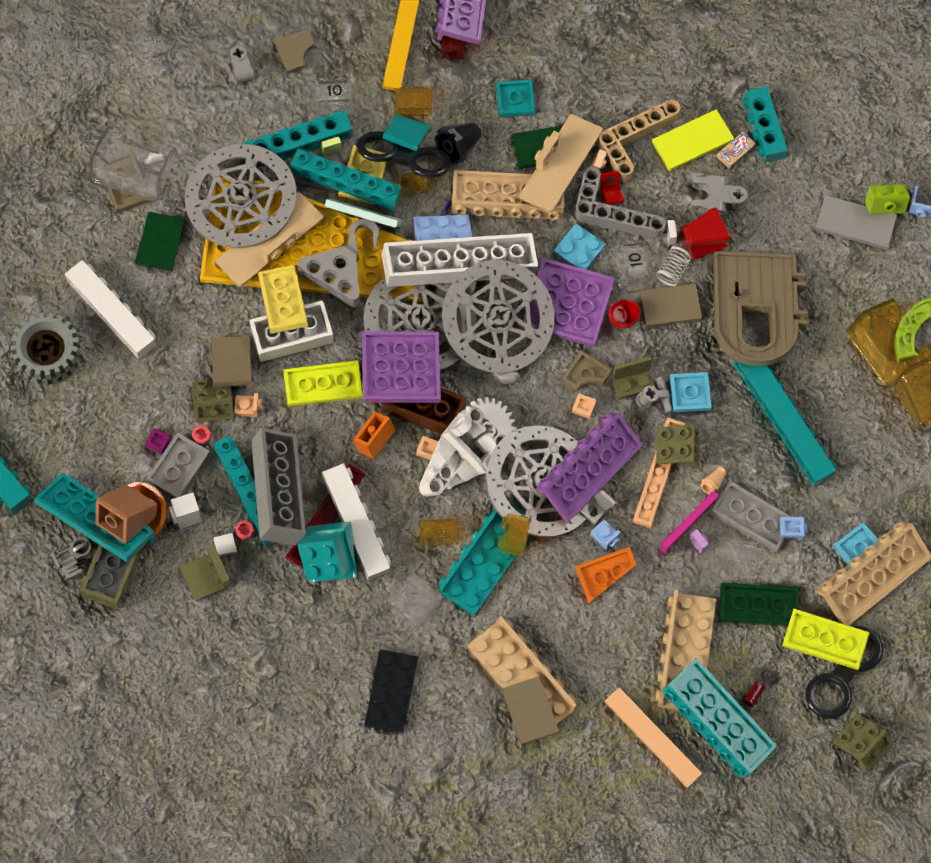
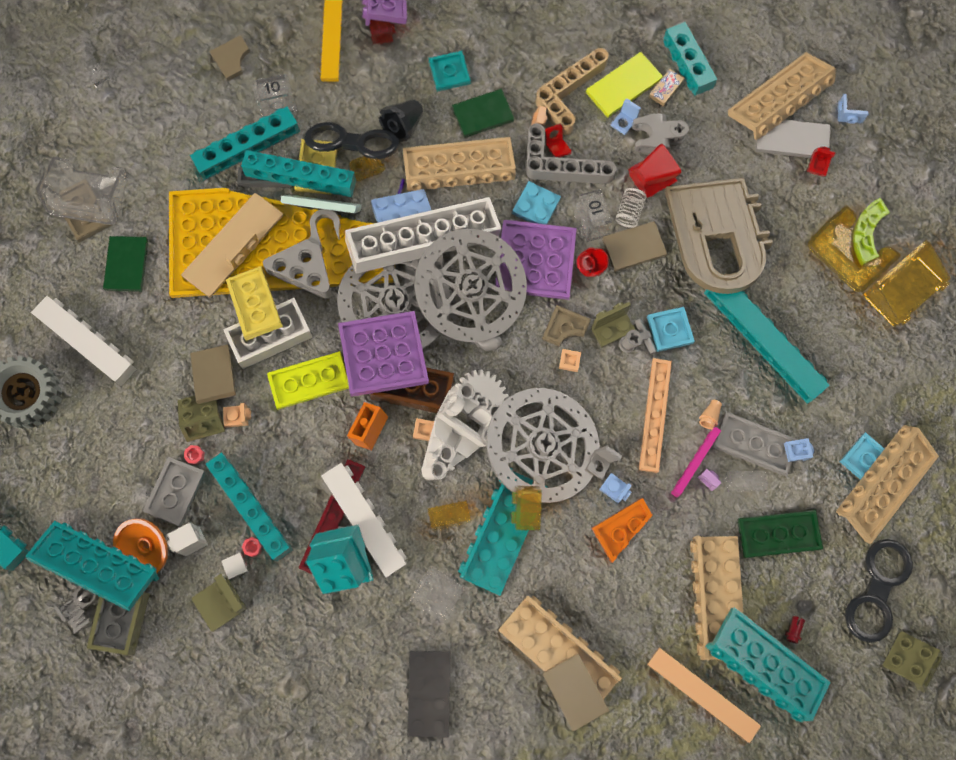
camera: 10 degrees left, 5 degrees up
(124, 512) = (119, 557): nougat slope -> none
(158, 441) = (151, 467): magenta tile -> none
(240, 203) = (198, 213): light grey piece -> none
(241, 66) = (180, 78): light grey piece -> none
(278, 487) = (277, 501): light grey brick -> none
(331, 146) = (280, 143): yellowish green tile -> none
(406, 132) = (350, 118): teal tile -> none
(413, 101) = (352, 88): clear yellow brick -> none
(560, 162) = (503, 124): tan bracket -> none
(590, 465) = (587, 422): medium lavender bracket -> none
(671, 232) = (622, 175): white tile -> none
(678, 445) = (669, 385): olive bracket -> none
(691, 170) = (628, 112): none -> light blue bracket
(825, 639) = (855, 560): neon yellow tile -> none
(853, 176) = (783, 94): none -> tan bracket
(877, 250) = (820, 161): none -> red bracket
(887, 199) = (820, 111): lime brick -> none

